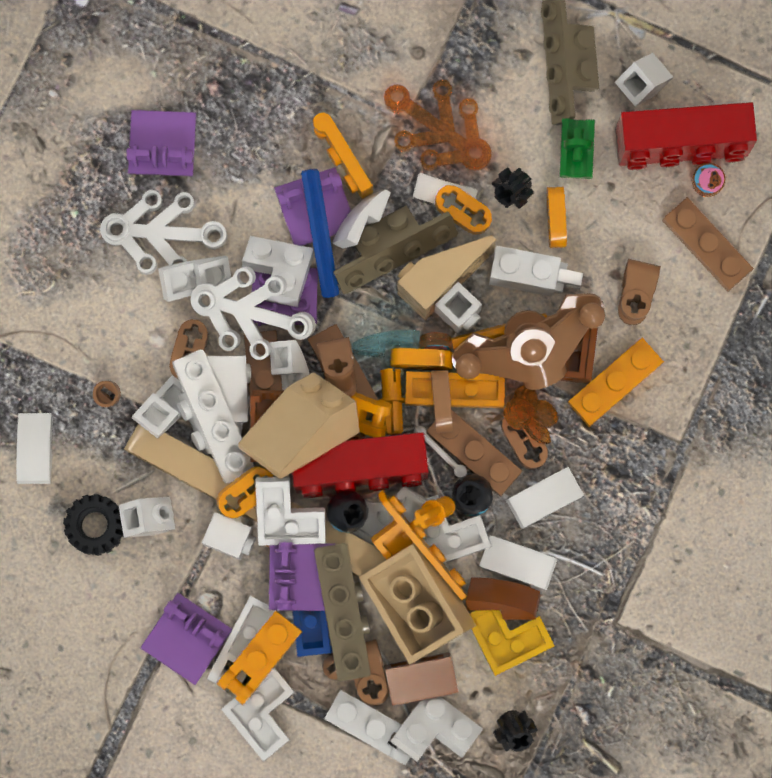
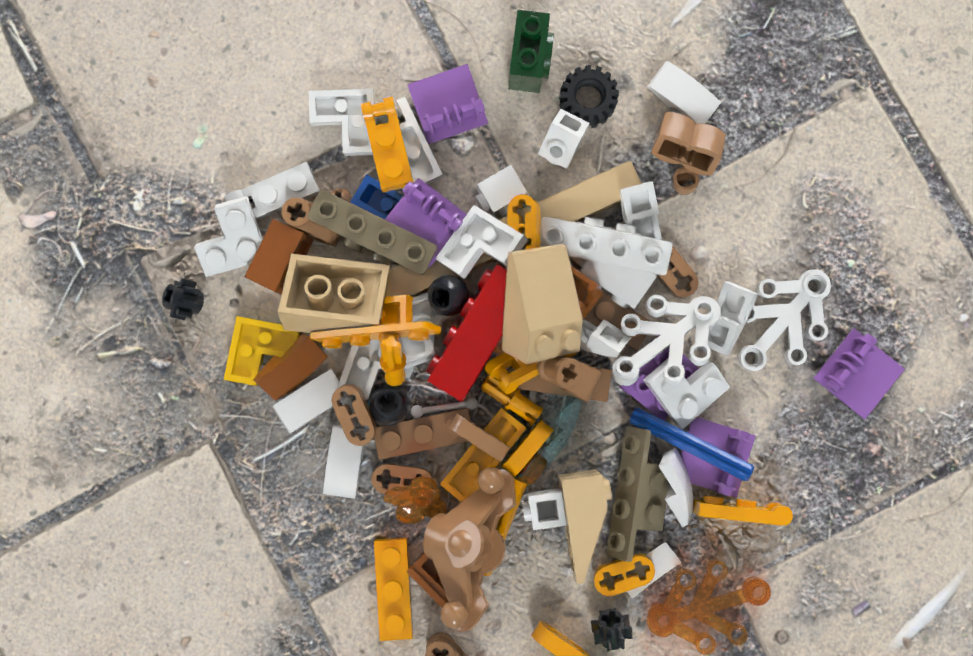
camera: 130 degrees right, 5 degrees up
(75, 412) = (688, 143): none -> medium nougat brick
(93, 598) = (530, 51): none -> dark green brick
(507, 518) = (347, 418): none -> medium nougat beam
(532, 272) = (531, 591): white hinge -> none

